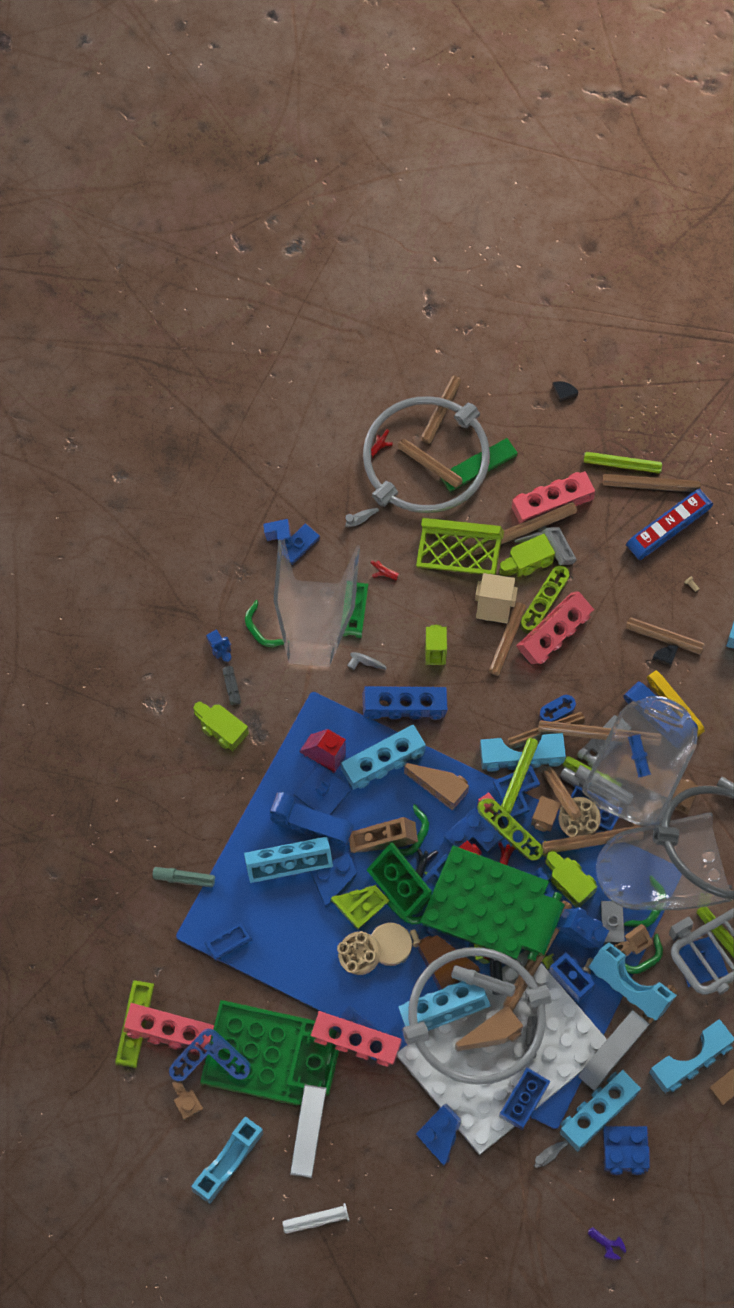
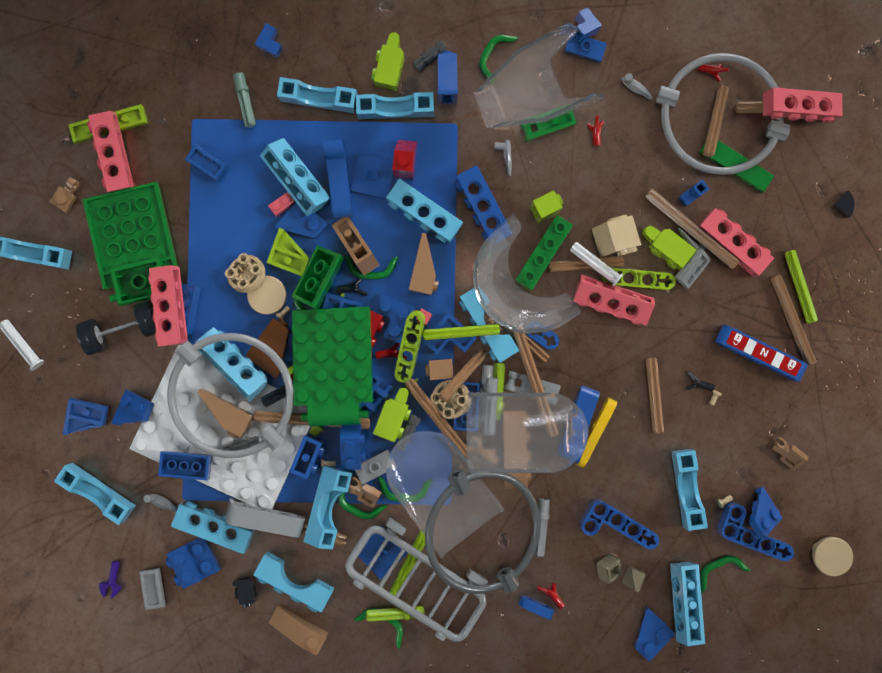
camera: 65 degrees right, 20 degrees up
(135, 830) = (266, 41): none -> blue piece
(210, 815) = (300, 93): none -> medium azure arch
(213, 1050) = (105, 195): blue beam -> none
(220, 646) = (459, 27): blue piece -> none
(264, 677) = (447, 78): none -> blue slope
(272, 726) = (412, 106): none -> medium azure arch
(307, 888) = (282, 204): none -> coral piece
(308, 1131) = (84, 304): white slope -> none
(348, 1136) = (91, 335): none -> black axle
(422, 1188) = (84, 415): none -> blue wing
(454, 383) = (802, 105): none -> coral brick
(464, 530) = (665, 179): lime fence -> none
(473, 978) = (258, 377): light grey axle -> none
(478, 670) = (543, 253): none -> green brick
(487, 510) = (693, 193): none -> blue piece
(507, 723) = (504, 298): none -> clear windscreen
(510, 1211) = (82, 483): none -> medium azure arch
(512, 627) = (595, 263): none -> white axle
(590, 870) = (410, 428): none -> dark grey axle
(635, 1203) = (152, 588): none -> light grey plate
(639, 756) = (525, 426): blue pin -> none
(665, 655) = (637, 404): black tile -> none
(672, 591) = (698, 383): none -> black bar
(680, 1108) = (246, 590): none -> black brick

